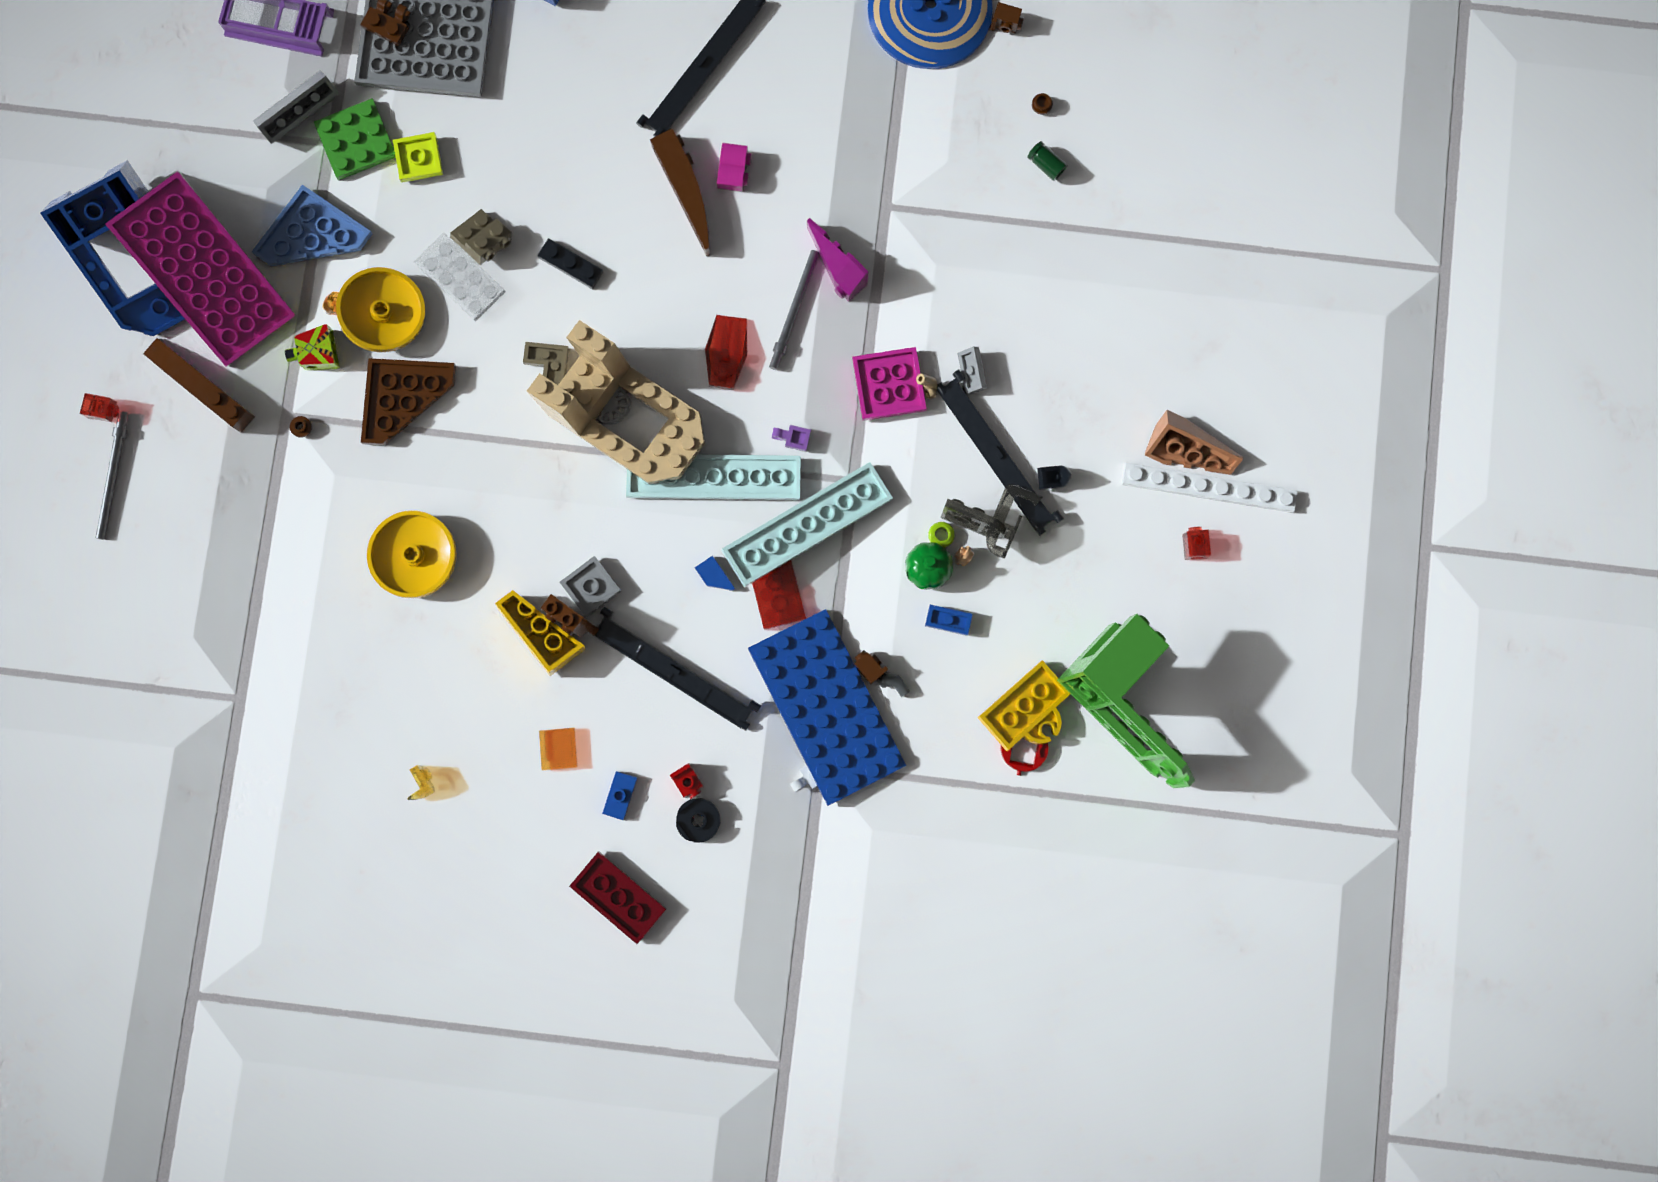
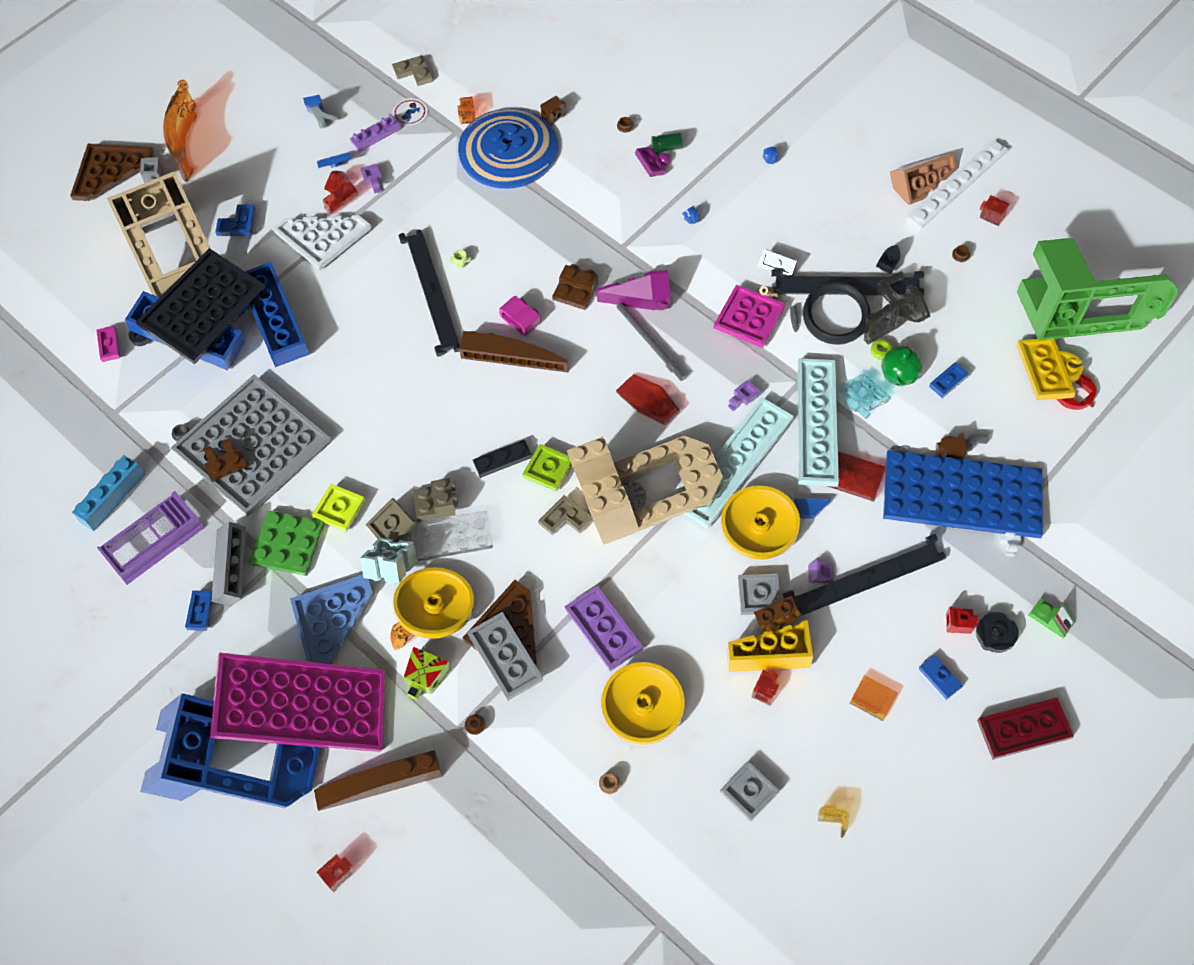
camera: 50 degrees left, 20 degrees down
(119, 433) = (367, 873): flat silver bar -> none
(239, 117) = (199, 610): none -> blue plate
(326, 575) = (609, 783): none -> medium nougat plate
(371, 407) = (505, 656): none -> light grey plate
(389, 241) = (388, 560): none -> light aqua brick
(398, 696) = (749, 791): none -> light grey plate
(432, 216) = (391, 522): none -> dark tan tile
(463, 472) = (603, 628): none -> medium lavender plate
(502, 649) = (766, 687): none -> clear red brick
(590, 307) = (547, 467): none -> lime plate
(653, 627) = (820, 572): none -> medium lavender slope
(660, 540) = (760, 522): none -> yellow dish
(749, 861) = (1054, 619): none -> bright green slope
(756, 58) = (460, 254): none -> yellowish green plate
(805, 196) = (576, 286): none -> reddish brown plate
(874, 550) = (863, 394): none -> clear light blue plate
(919, 428) = (794, 318): none -> dark grey helmet
(950, 430) = (836, 339): none -> black tyre
(964, 556) = (909, 341): light nougat plate -> none
(972, 248) = (691, 215): none -> blue plate
(1011, 163) = (652, 164): none -> magenta plate
(1107, 276) = (770, 155): none -> blue plate
(1116, 543) = (961, 253): none -> reddish brown plate

